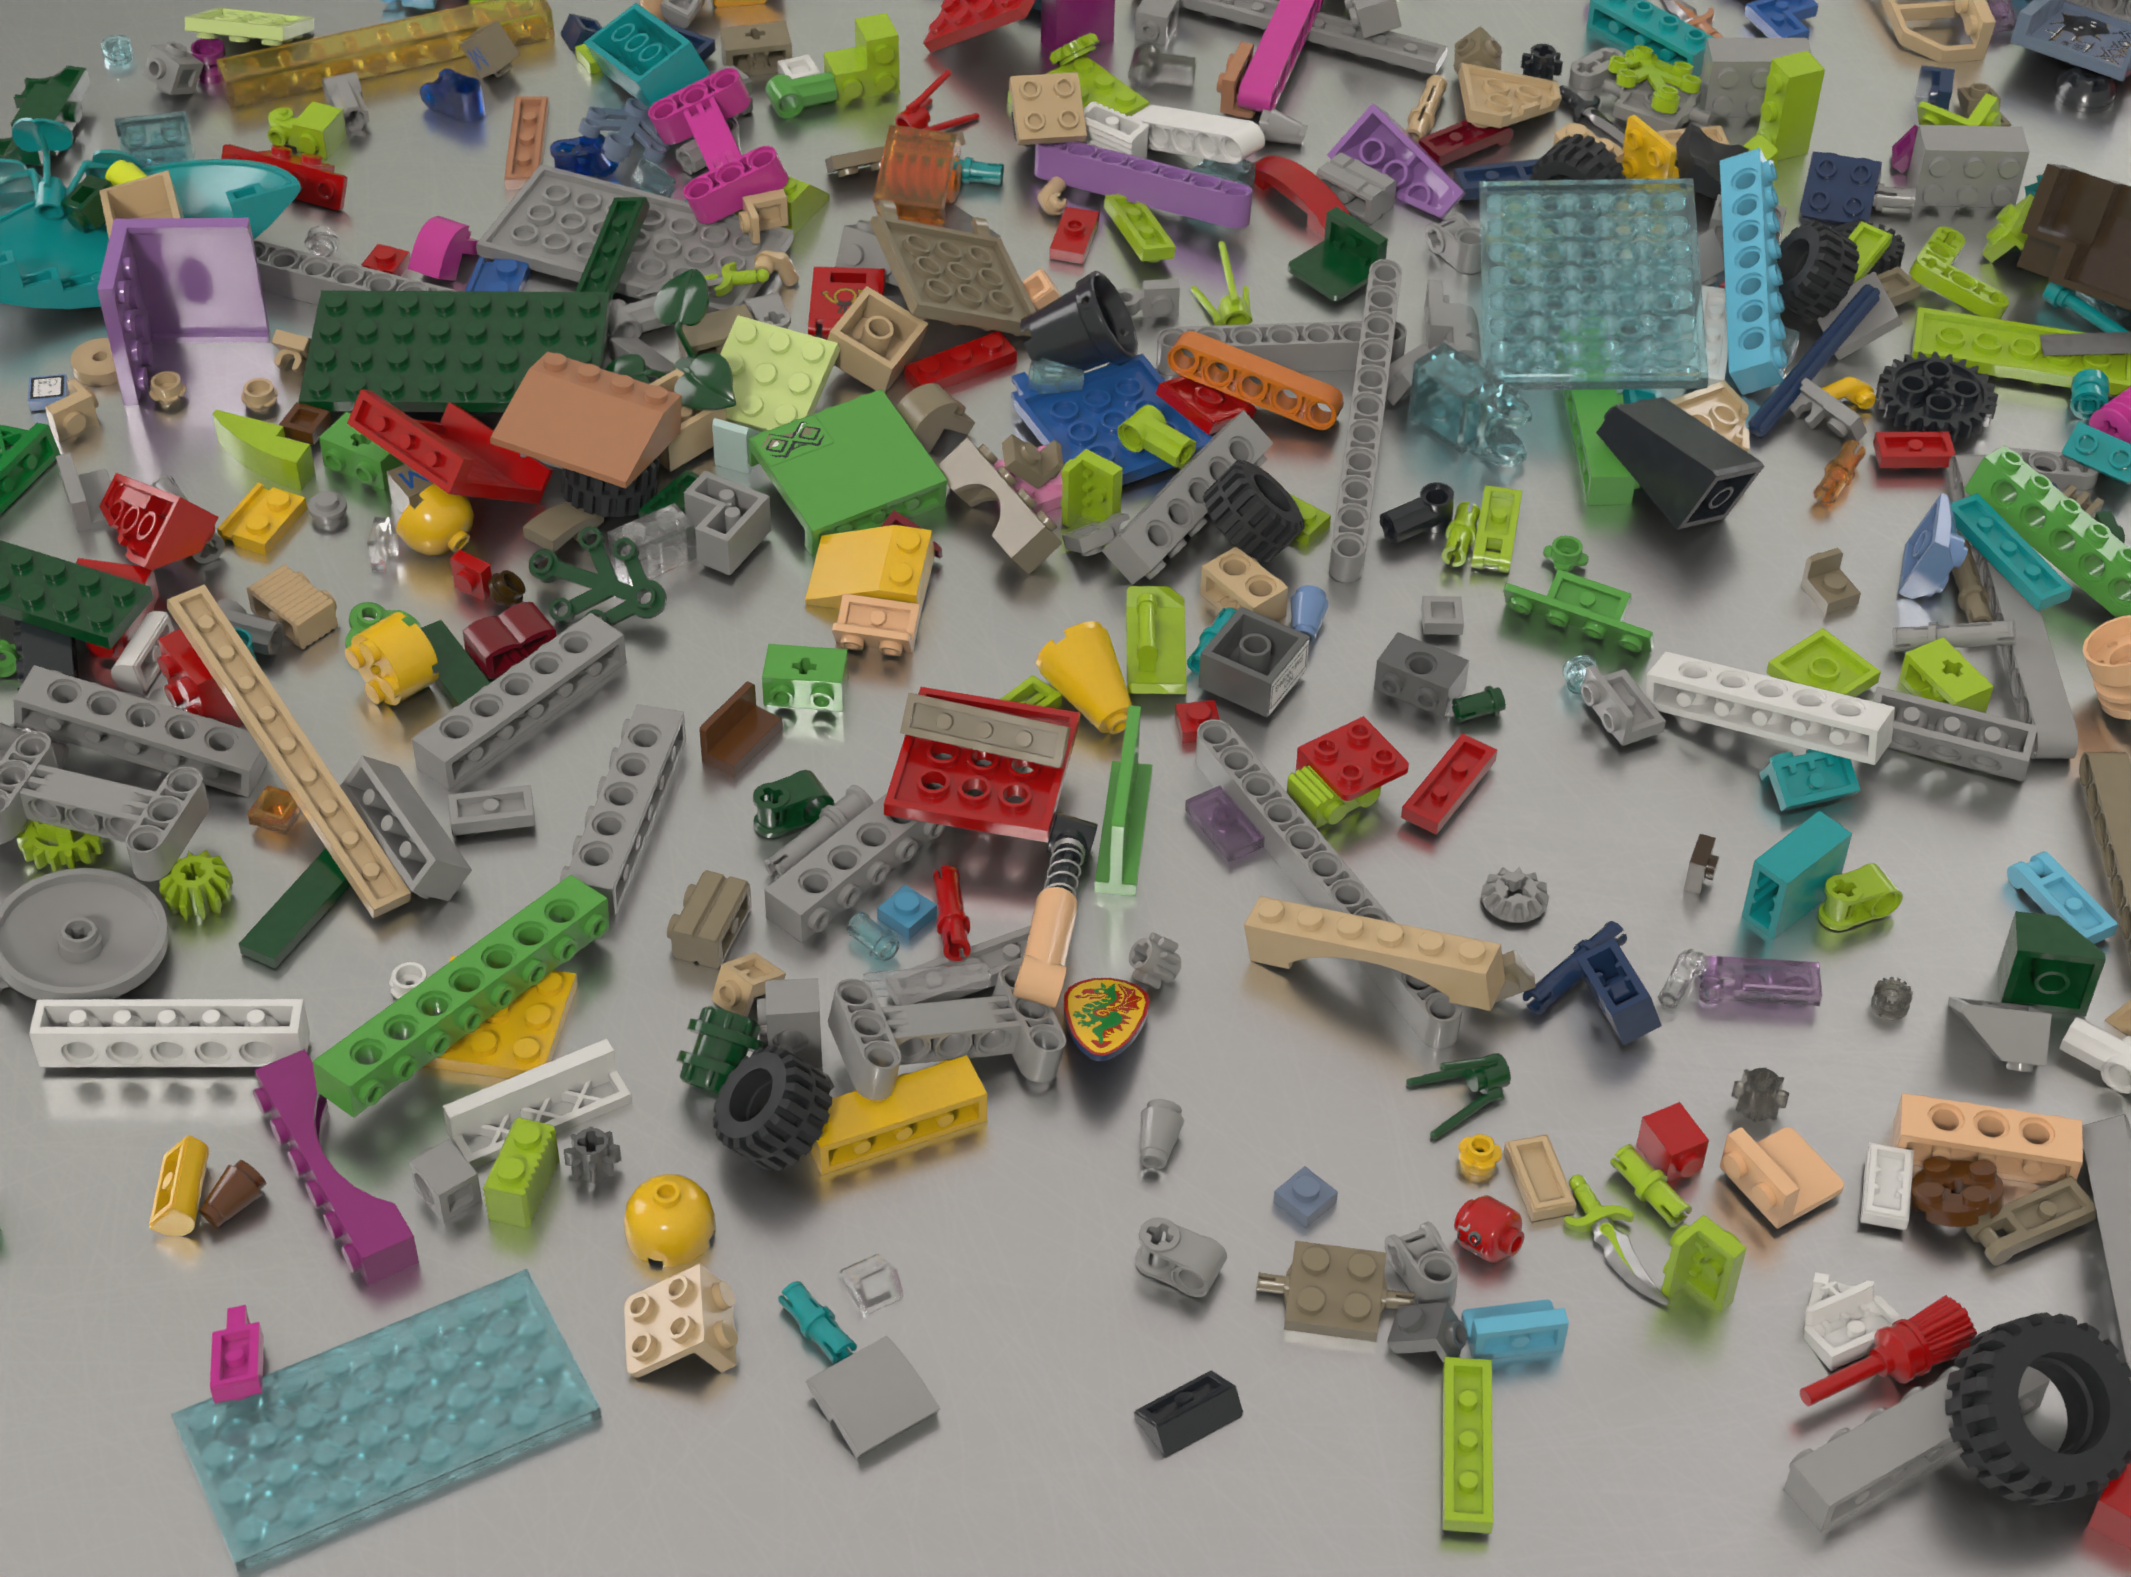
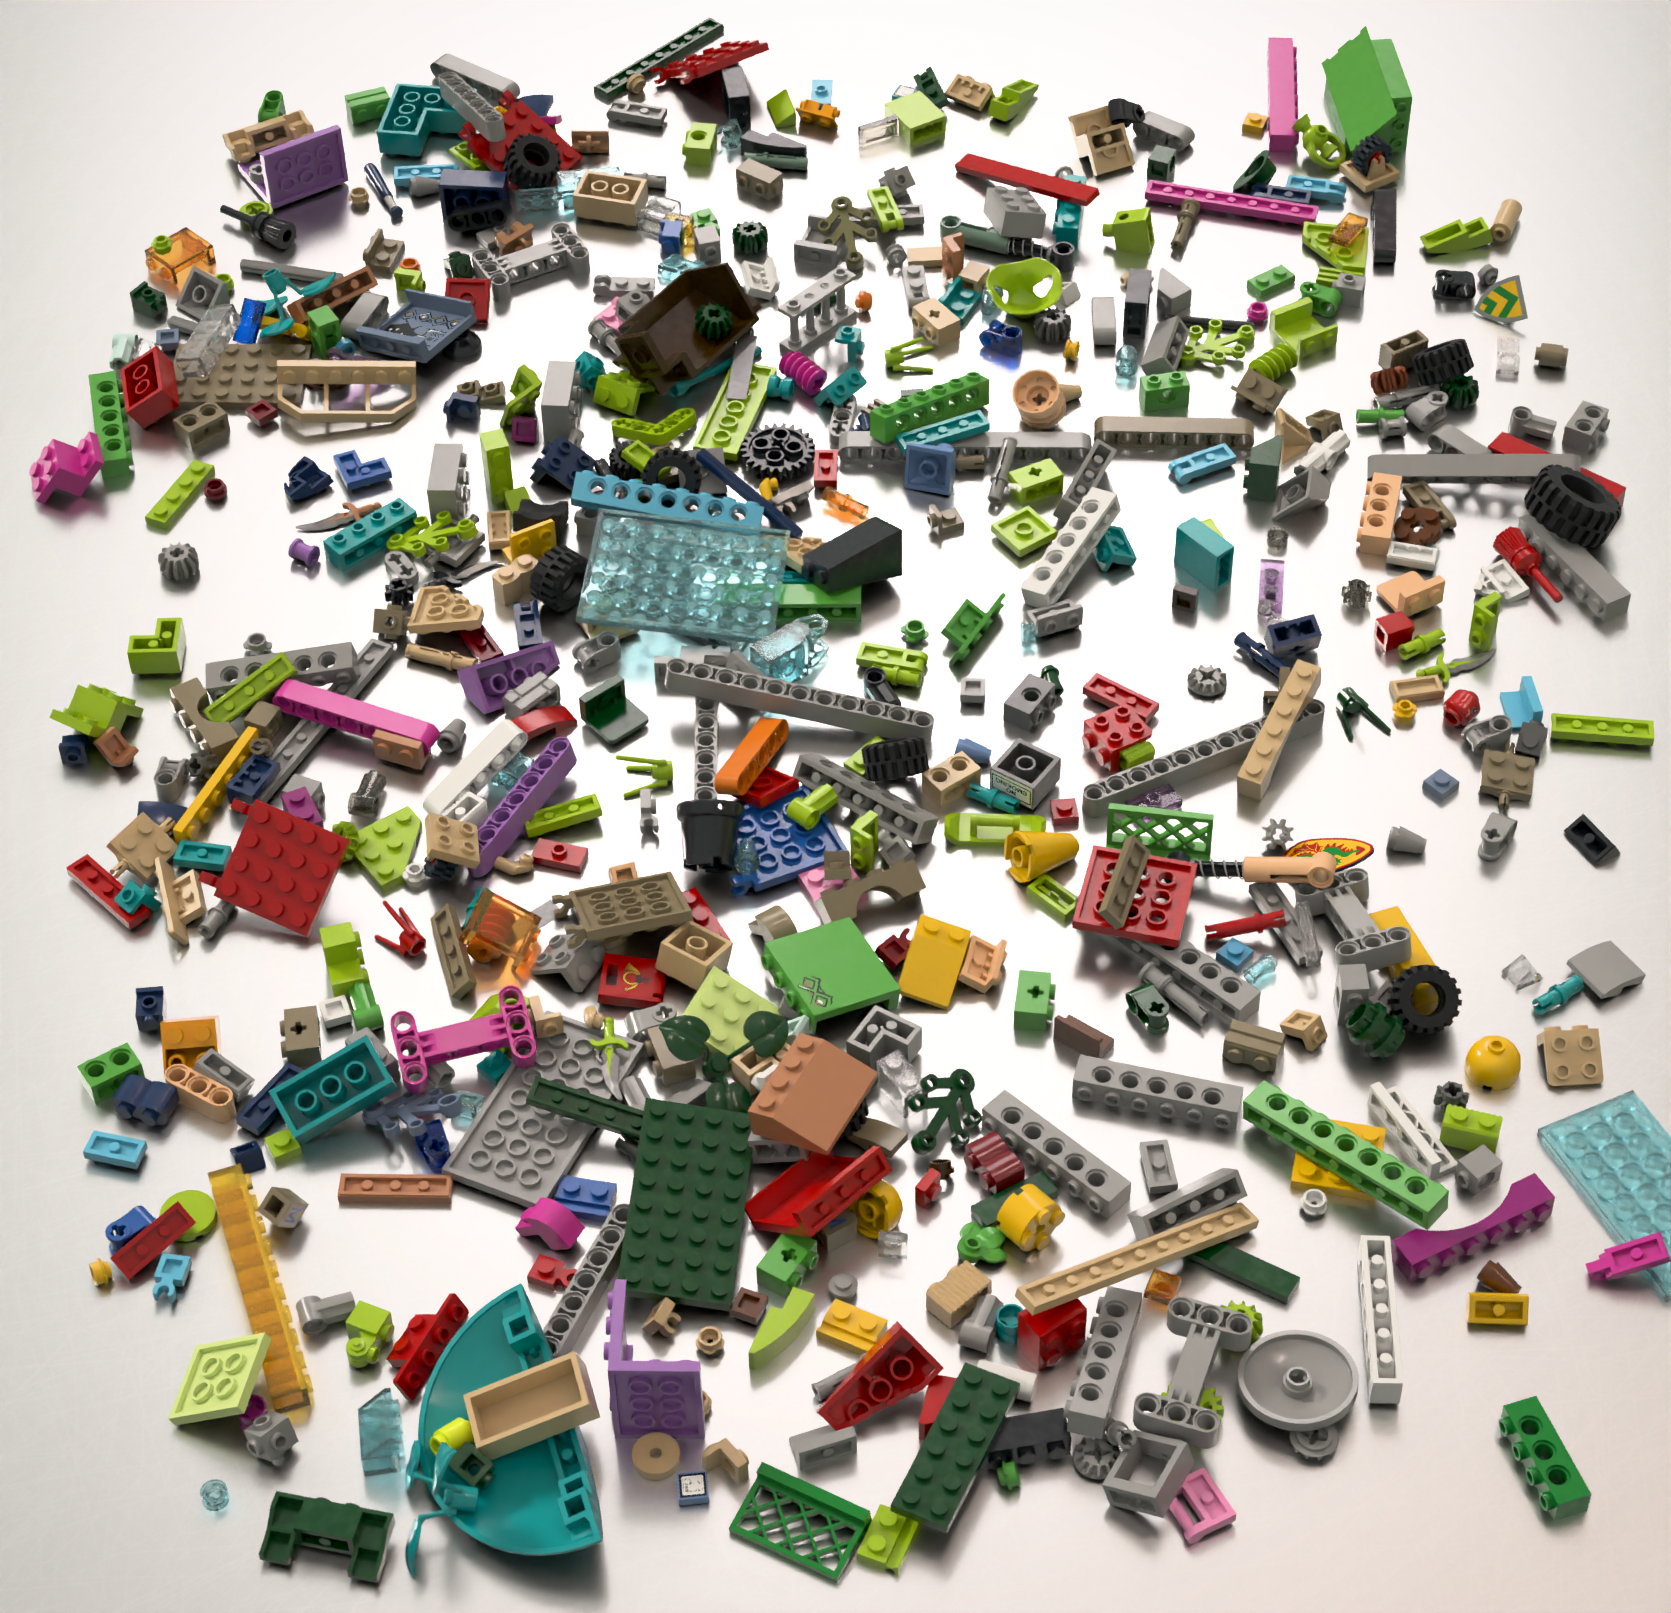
camera: 85 degrees left, 0 degrees up
(455, 96) = (329, 1235): clear blue piece -> none

